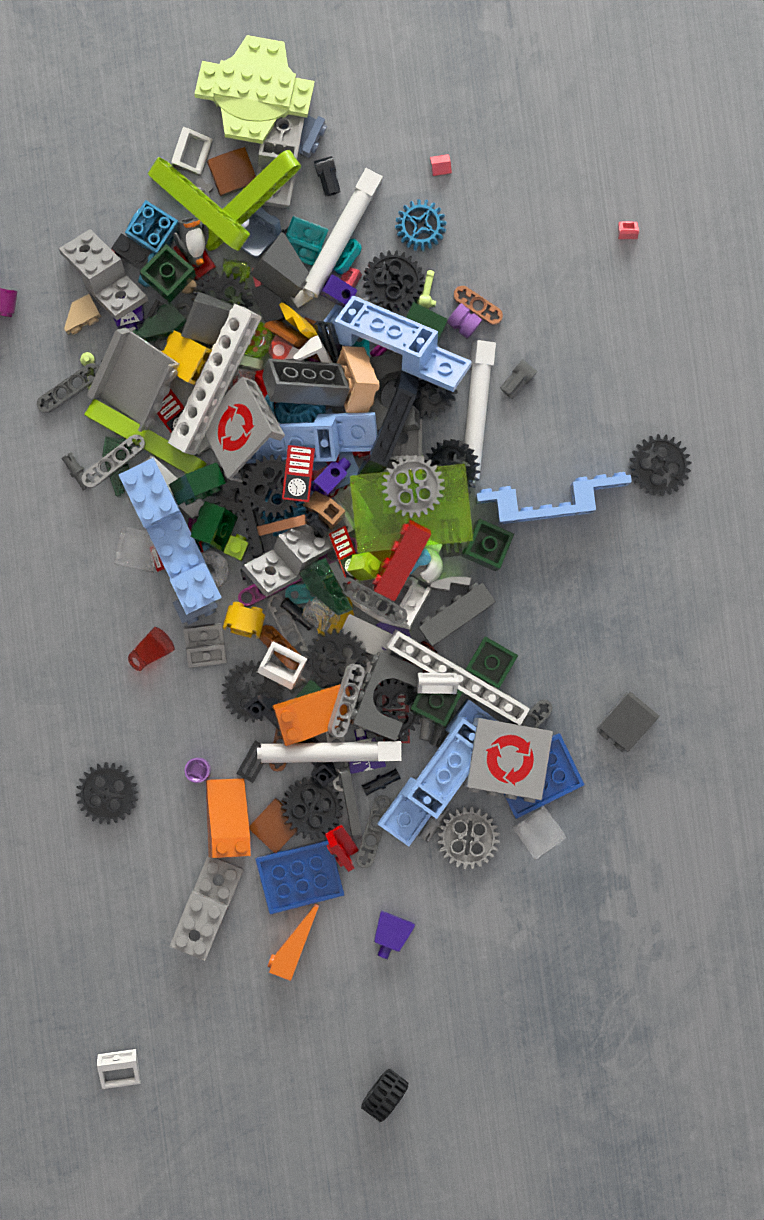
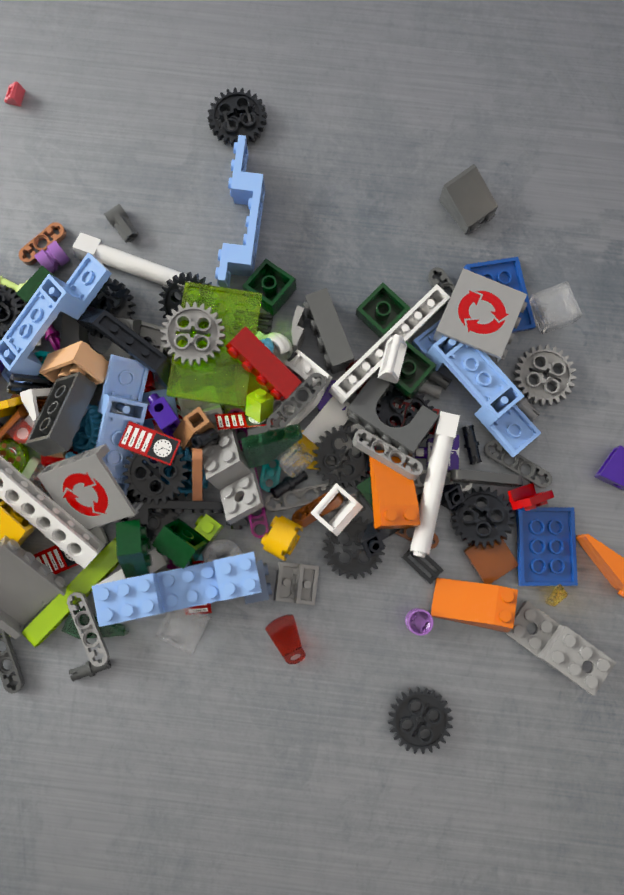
camera: 75 degrees left, 5 degrees down
(254, 896) = (556, 596): none -> clear yellow slope

